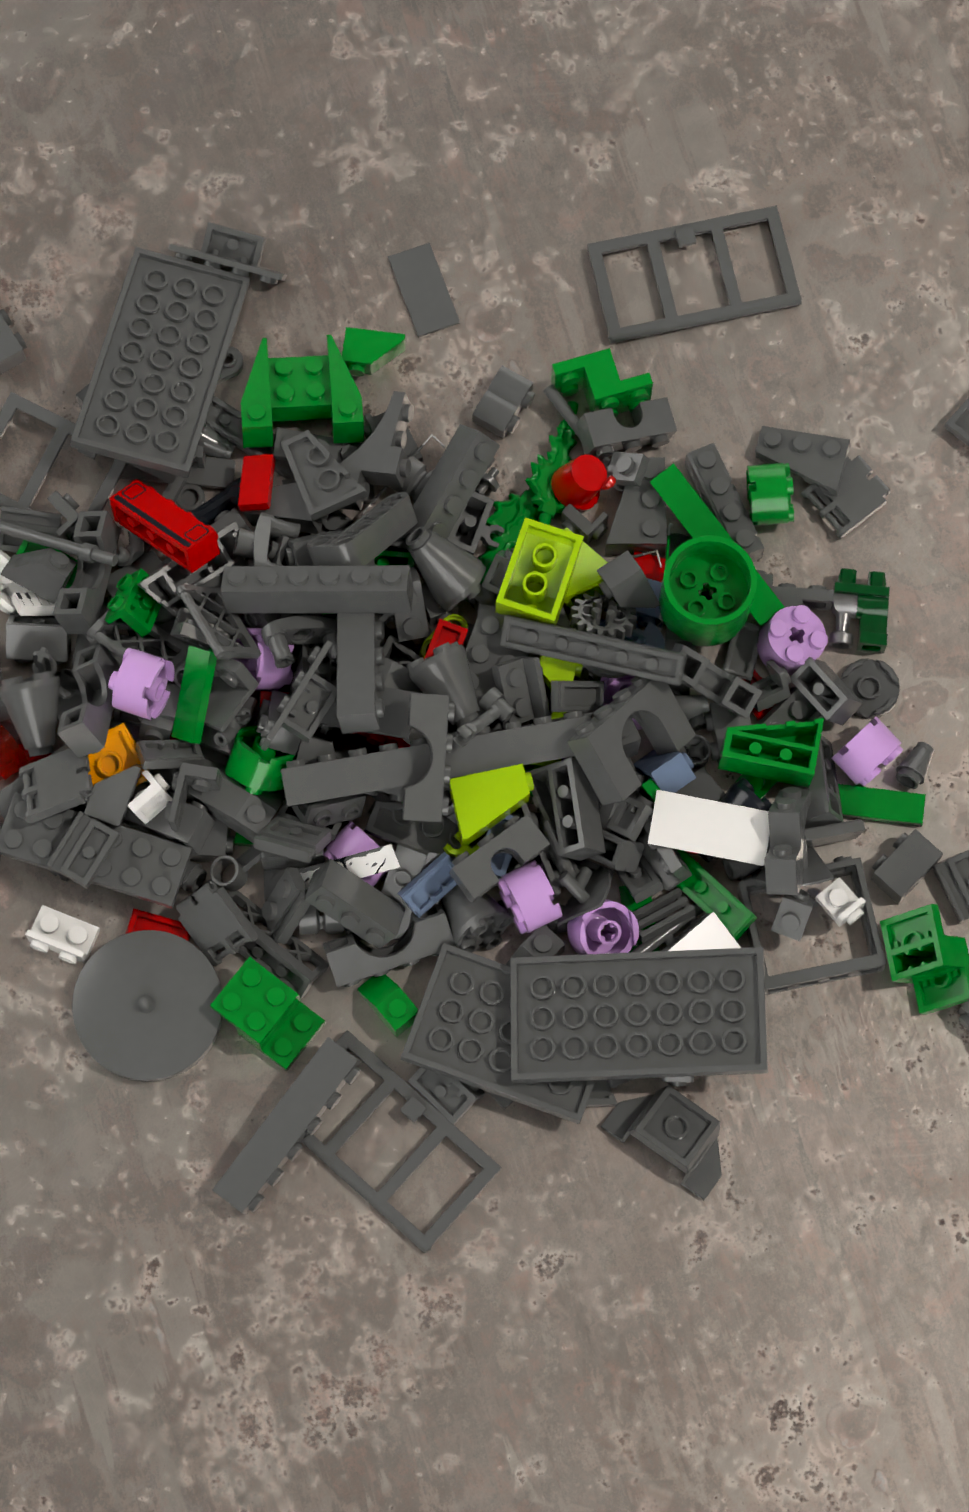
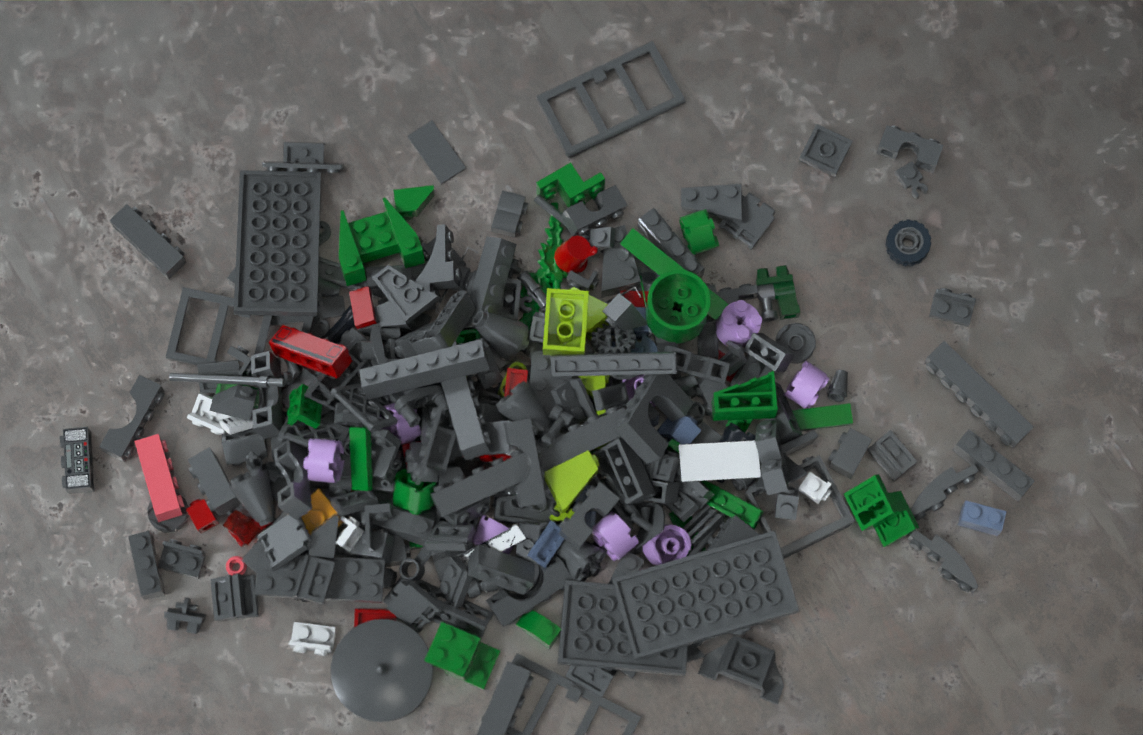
camera: 15 degrees left, 0 degrees up
(509, 516) = (533, 289): none -> dark grey pin

